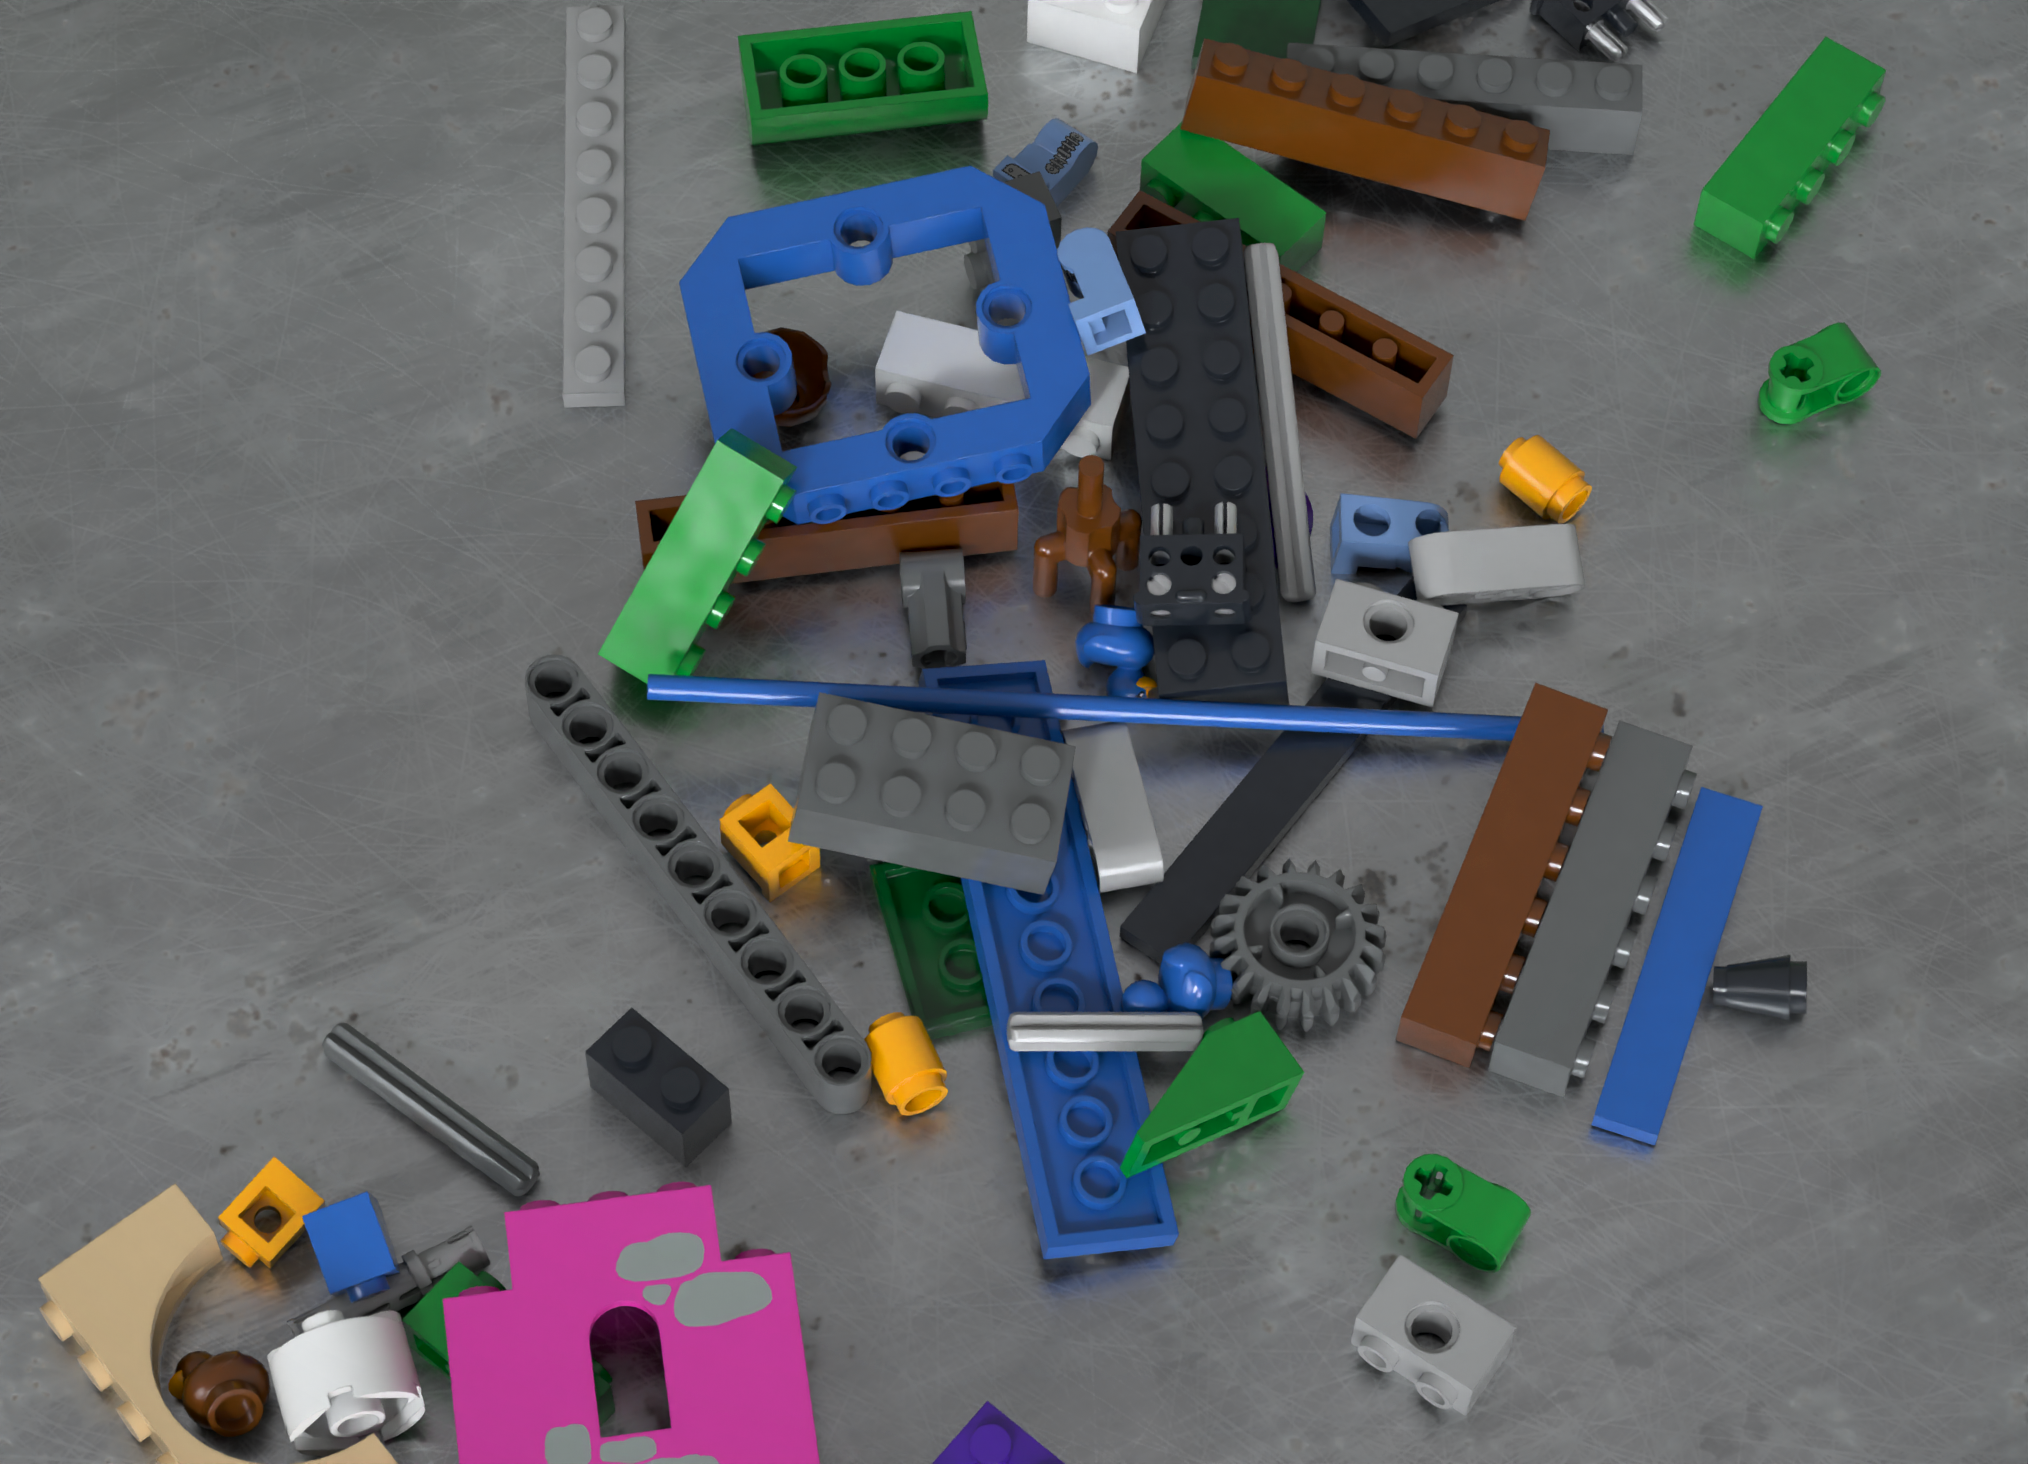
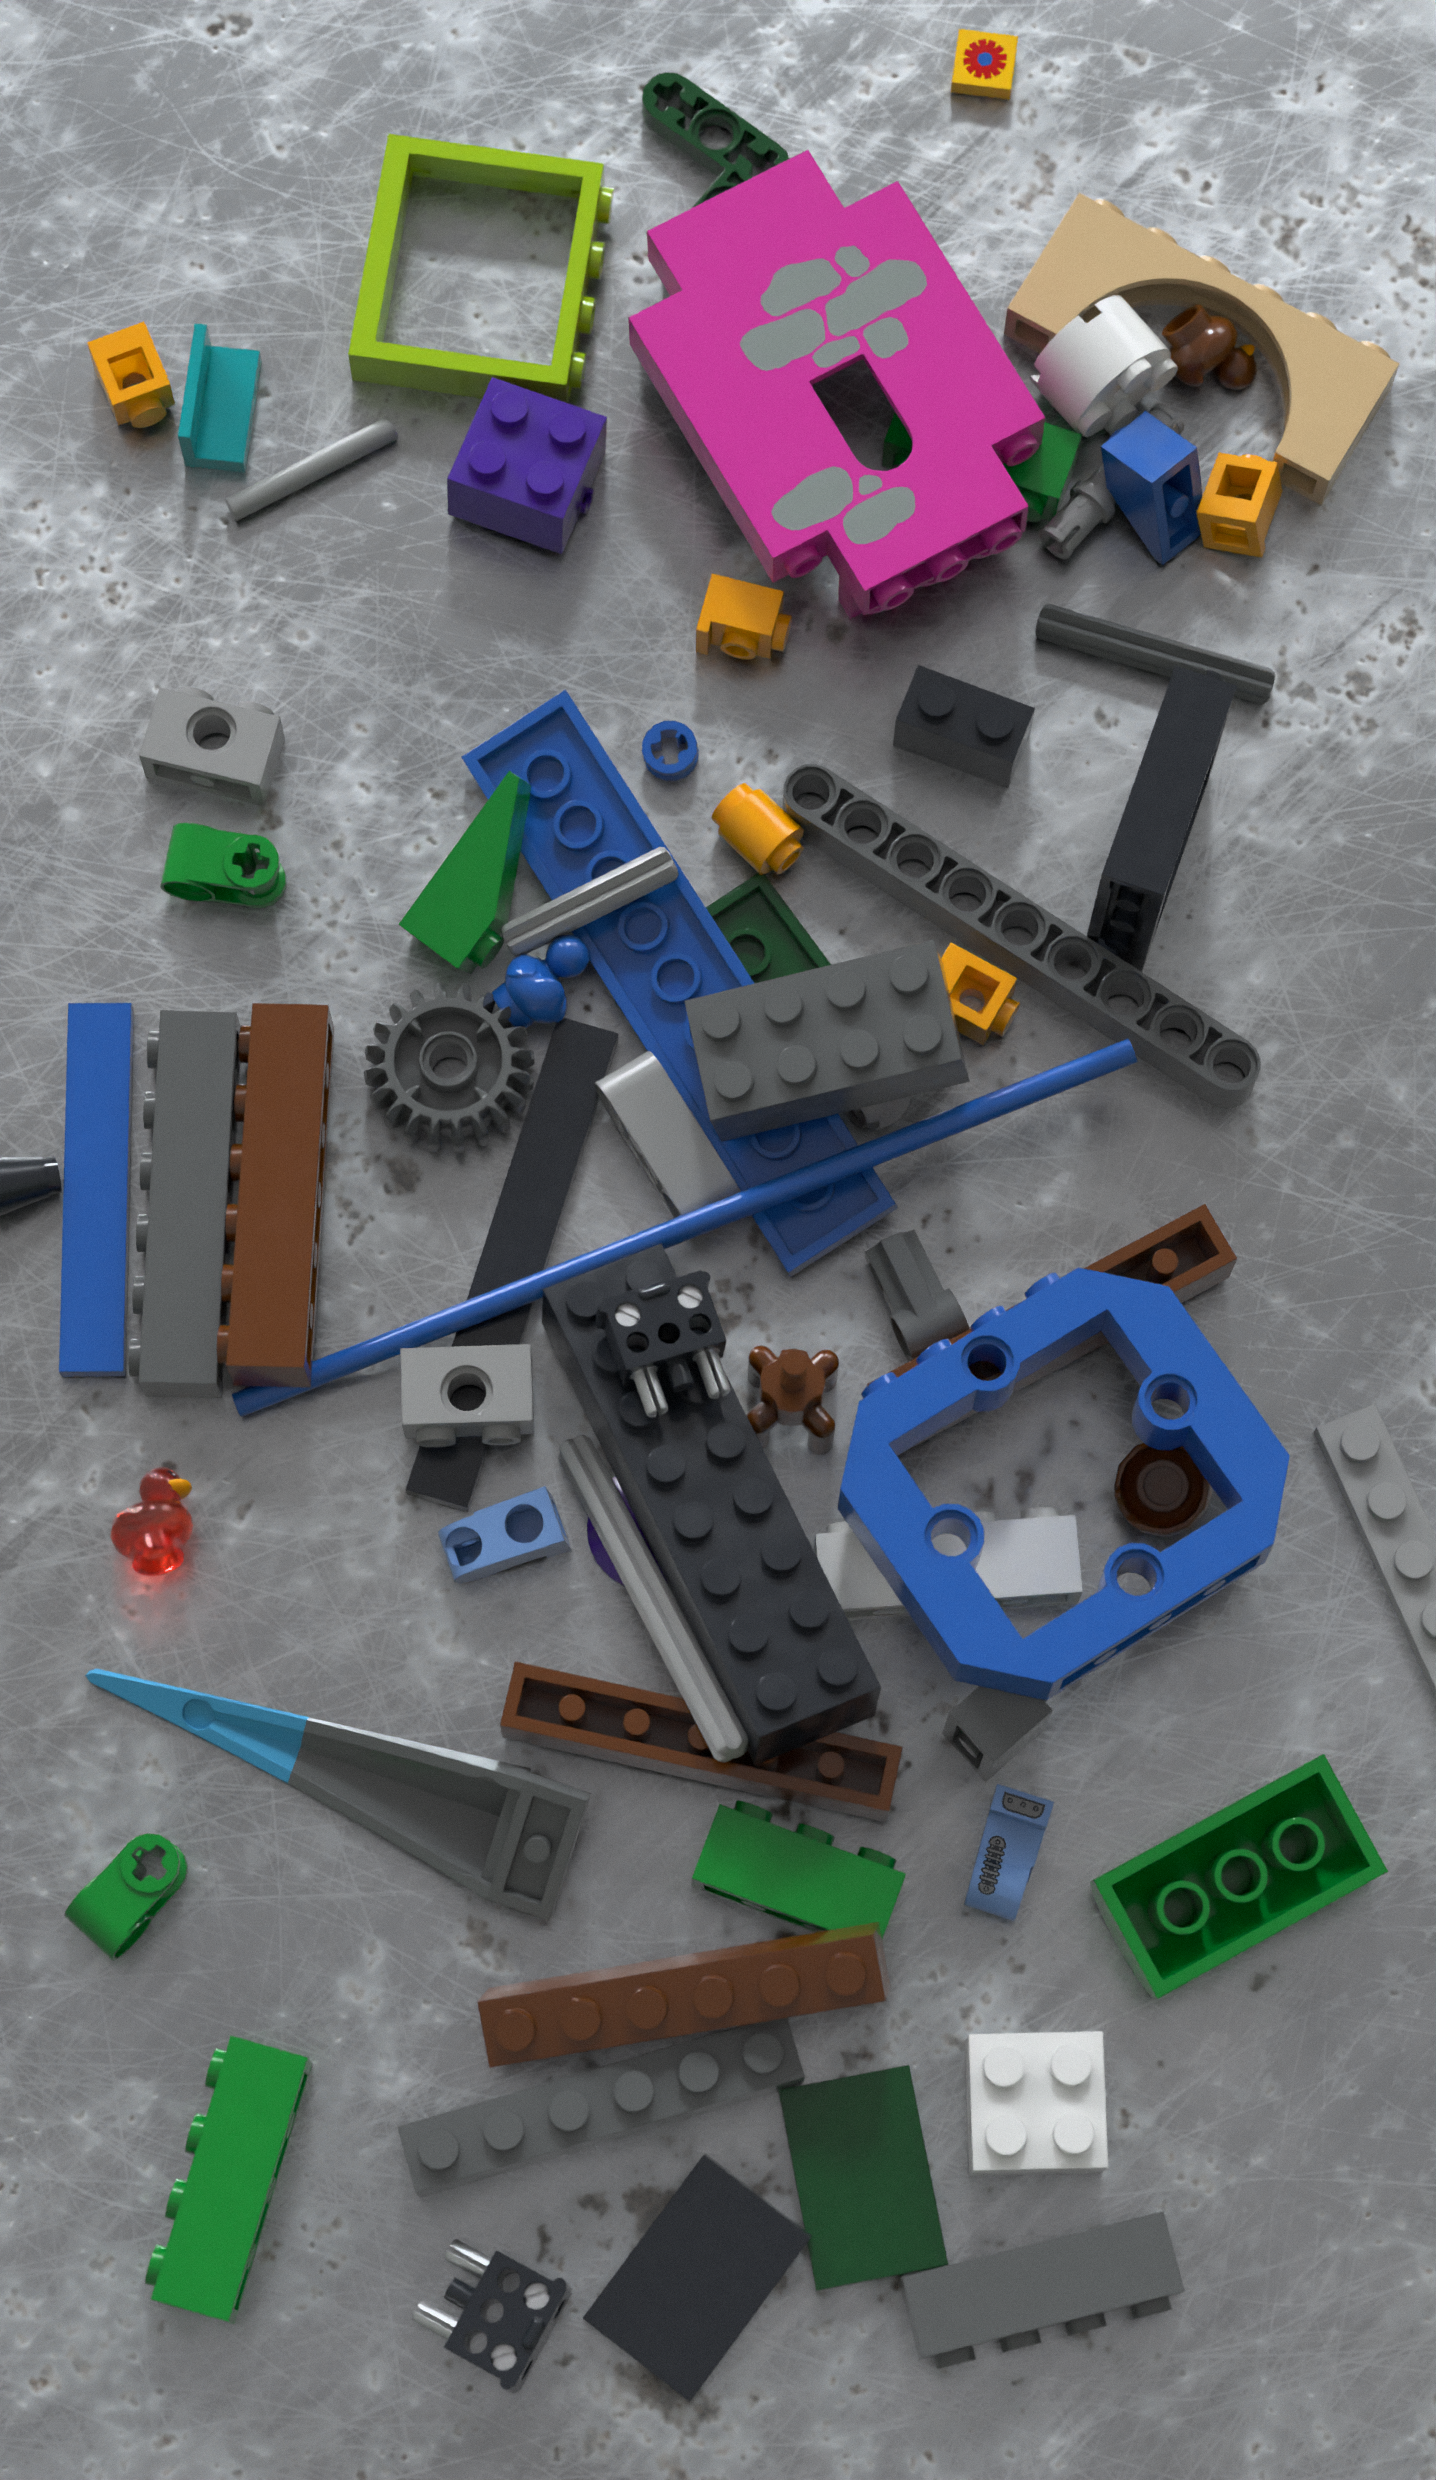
camera: 160 degrees right, 15 degrees up
(568, 762) = (1160, 814): none -> black window
(699, 559) = (1140, 1195): brick -> none
(838, 1276) = (742, 619): none -> light orange brick
(945, 1170) = (687, 758): none -> blue bush
(1105, 306) = (867, 1598): medium blue leg -> none
(1118, 641) = (740, 1312): blue animal -> none
(1497, 564) = (386, 1521): light grey beam -> none
(1504, 332) = (457, 1811): none -> dark grey plate
(1544, 478) = (372, 1659): light orange brick -> none
(1713, 636) = (156, 1528): none -> clear red animal

